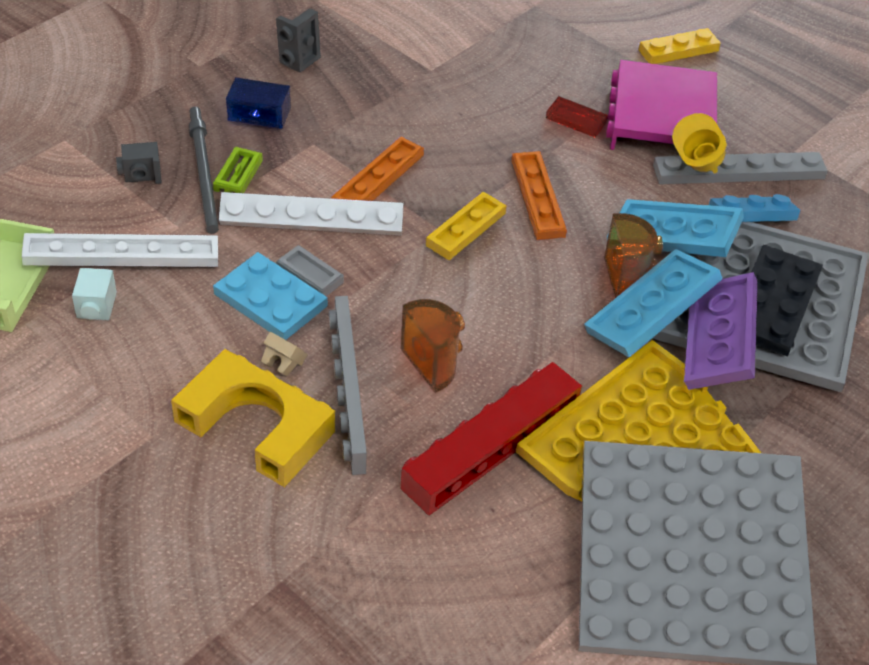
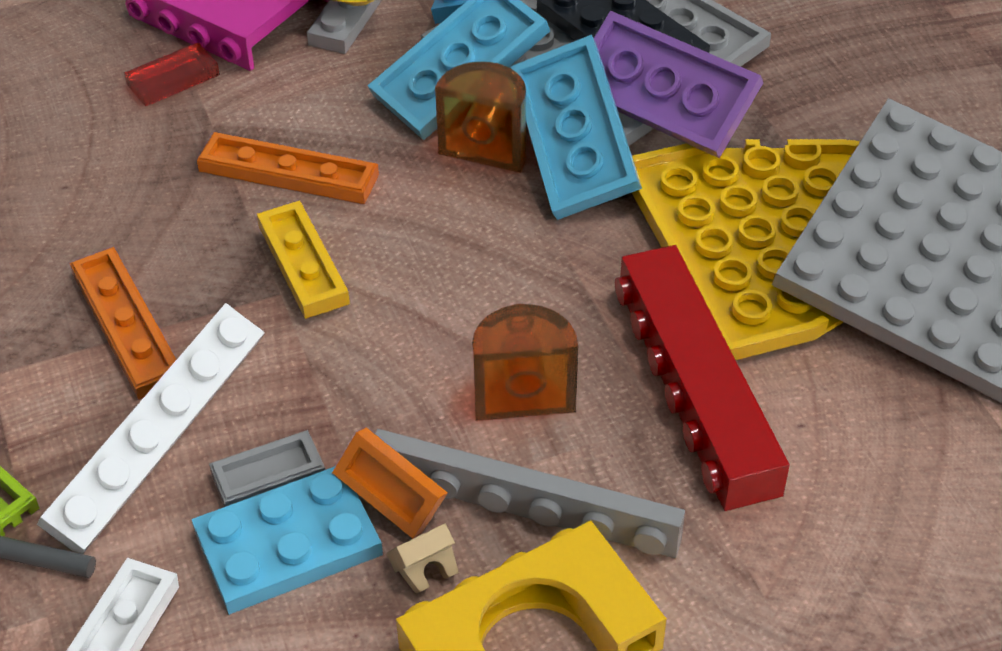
camera: 60 degrees left, 0 degrees up
(318, 317) = (389, 482): none -> orange tile

